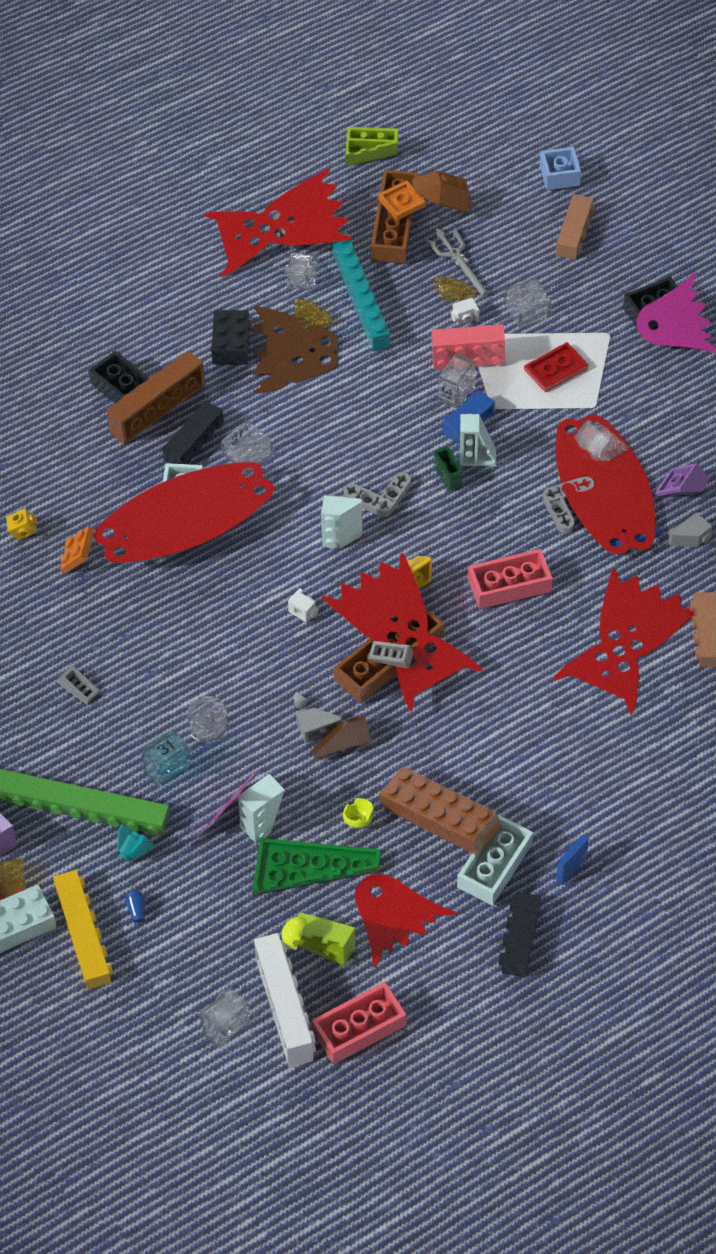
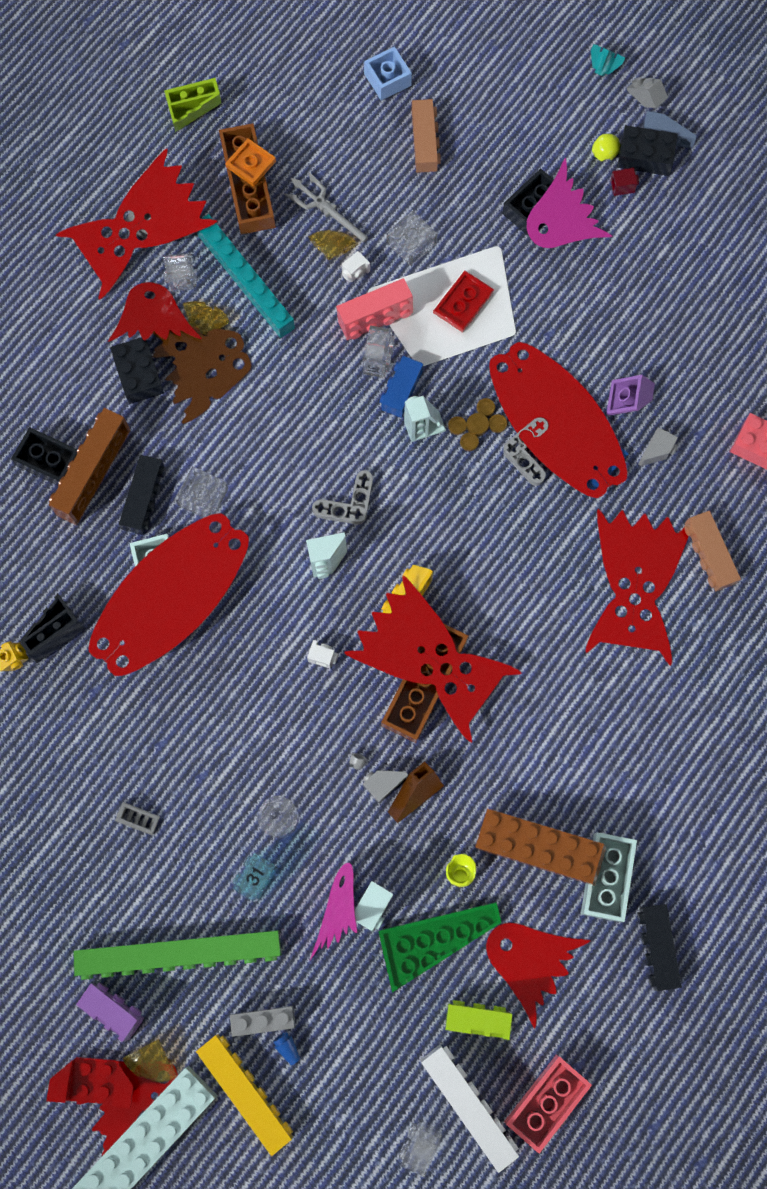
camera: 20 degrees left, 20 degrees up
(67, 514) = (52, 630): none -> black wedge
(76, 549) = (77, 668): orange plate -> none
(123, 875) = (262, 1021): none -> light grey brick
(131, 844) = (257, 982): teal brick -> none
(266, 299) = (151, 314): none -> red piece
(293, 932) = (456, 1040): neon yellow hair -> none
(400, 661) = (449, 691): light grey slope -> none
(444, 190) = (288, 138): dark orange wedge -> none
(448, 468) = (402, 451): dark green brick -> none
(509, 578) = (509, 559): coral brick -> none
(527, 468) = (477, 424): none -> pearl gold piece
(572, 859) = (681, 853): blue tile -> none
(599, 441) = (538, 375): clear slope -> none

